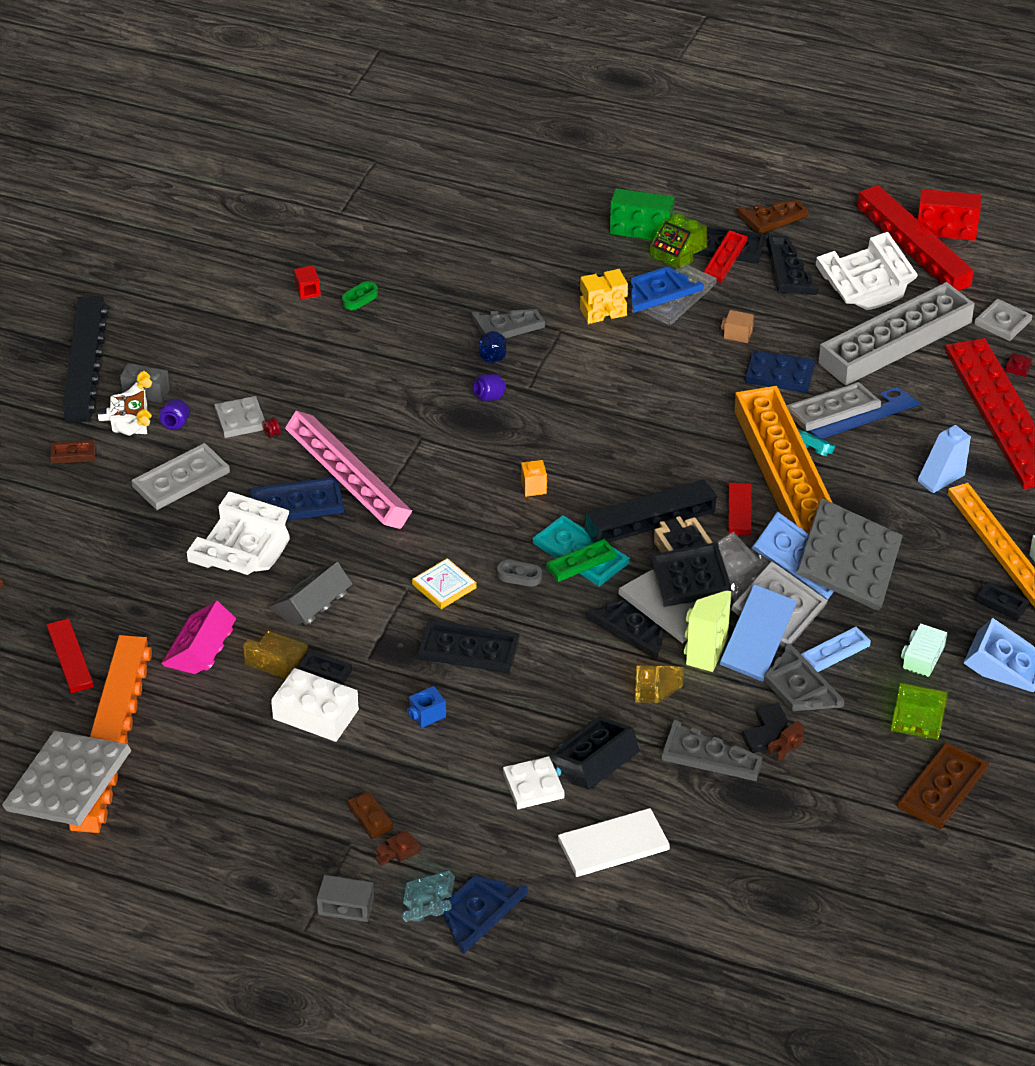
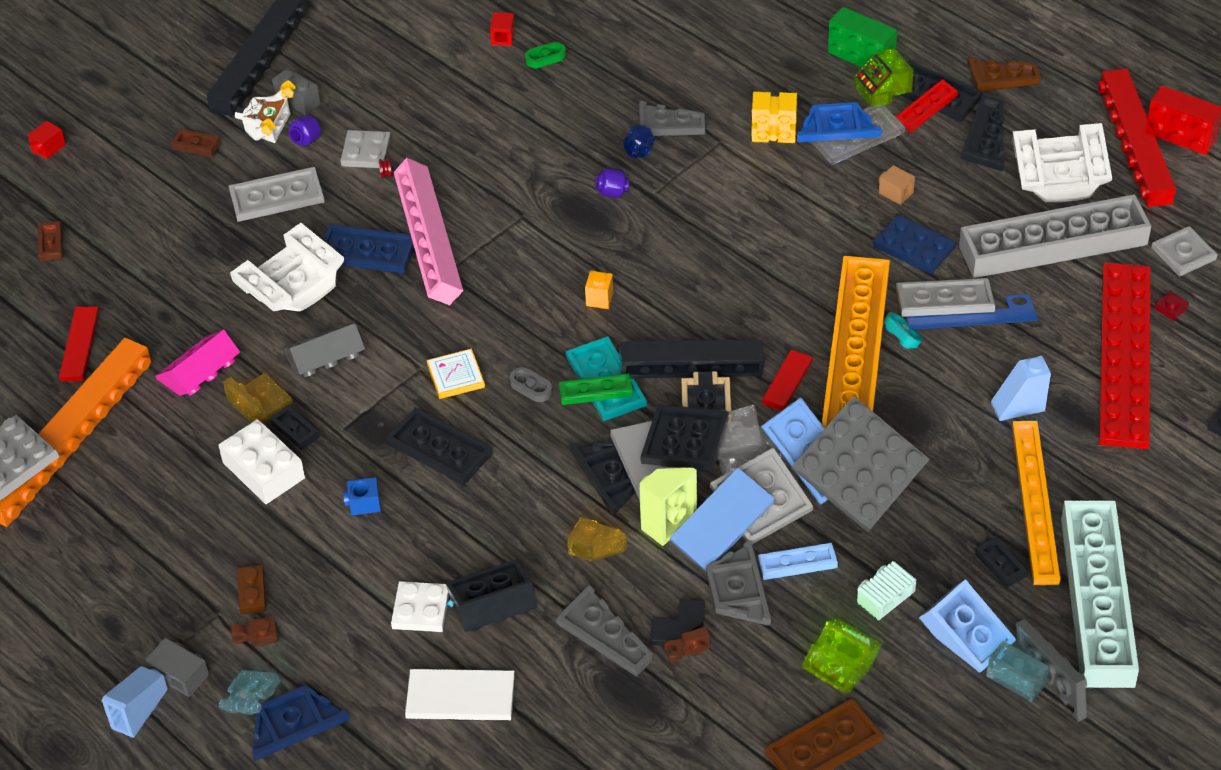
camera: 25 degrees right, 5 degrees up
(326, 937) = (134, 700): none -> light blue slope

